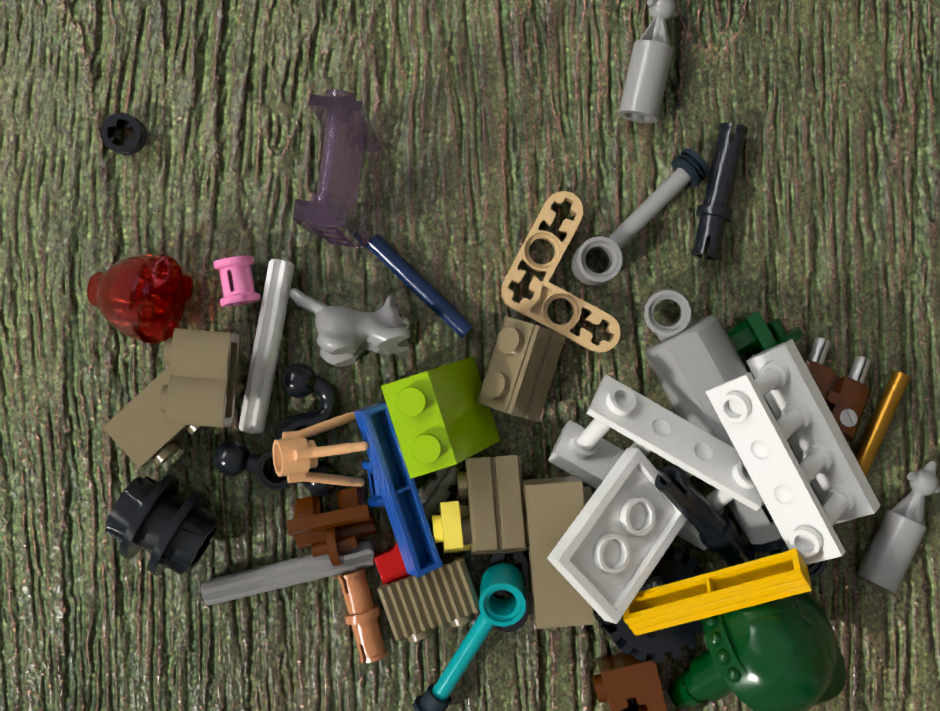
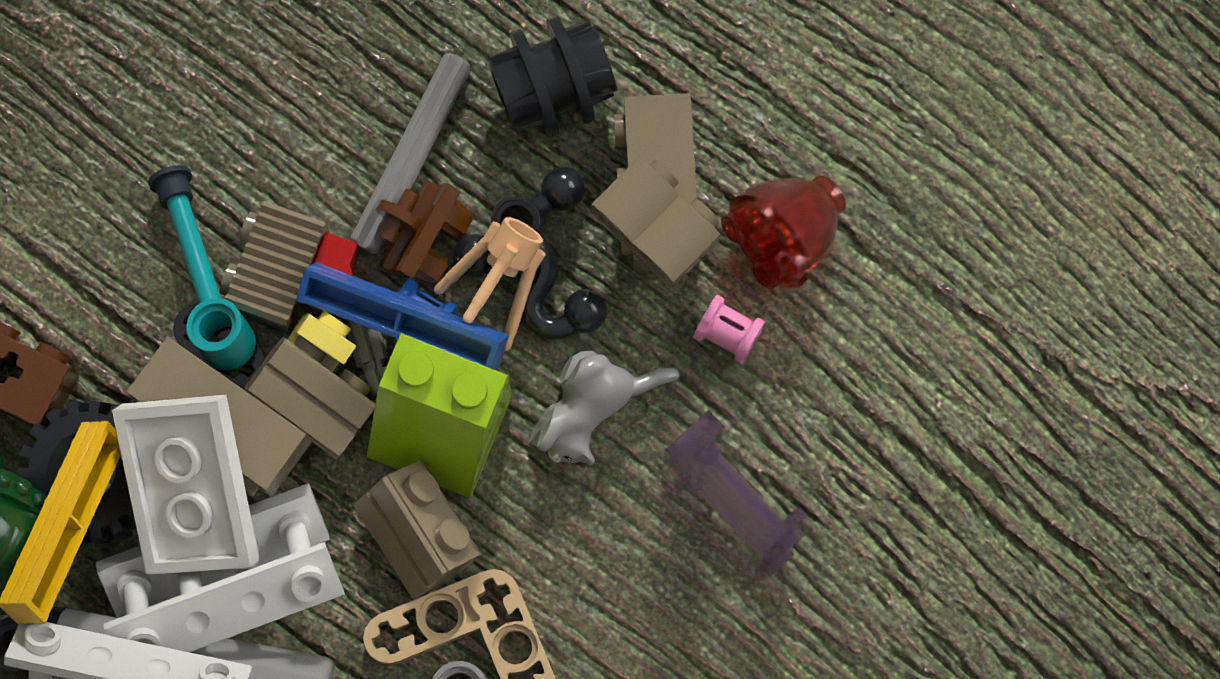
camera: 130 degrees right, 10 degrees down
(116, 122) = (947, 336): black bush -> none
(266, 346) = (645, 307): white axle -> none
(362, 615) = (312, 189): nougat pin -> none
(419, 285) = (580, 501): dark blue bar -> none
(714, 530) = (109, 583): black pin -> none

